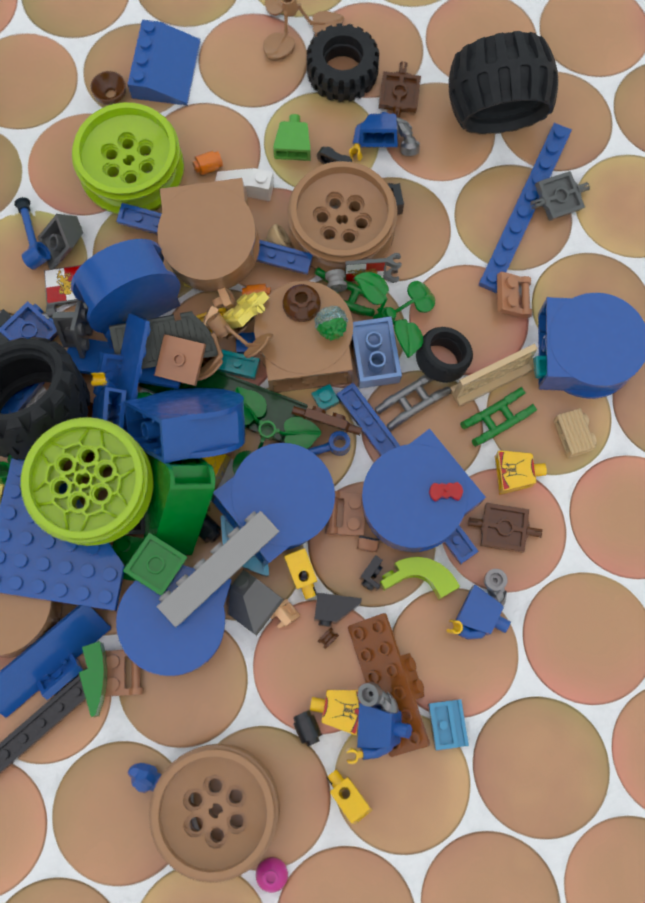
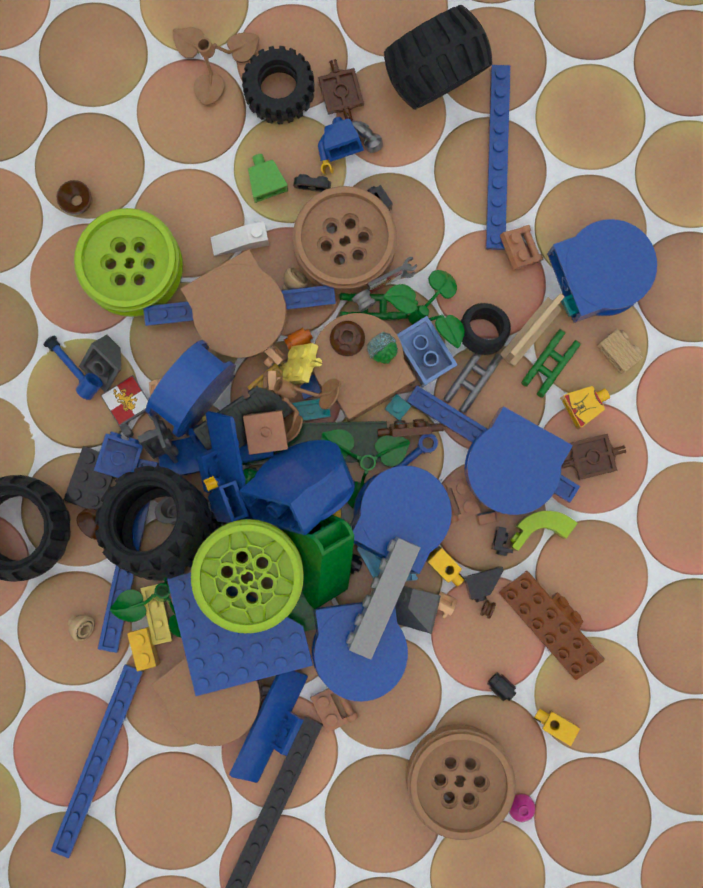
camera: 25 degrees left, 10 degrees up
(95, 677) = (317, 722): green slope -> none
(144, 777) = (391, 780): blue rock -> none
(155, 564) = (330, 615): green plate -> none
(163, 64) = (113, 151): blue slope -> none
(207, 162) = (198, 233): orange brick -> none
(339, 709) = (521, 660): yellow torso -> none
(378, 723) = (558, 661): blue torso -> none
(446, 491) = (534, 456): red piece -> none
(448, 724) = (611, 635): dark azure plate -> none
(482, 610) = (600, 535): blue torso -> none
(559, 195) = (525, 137): dark grey plate -> none

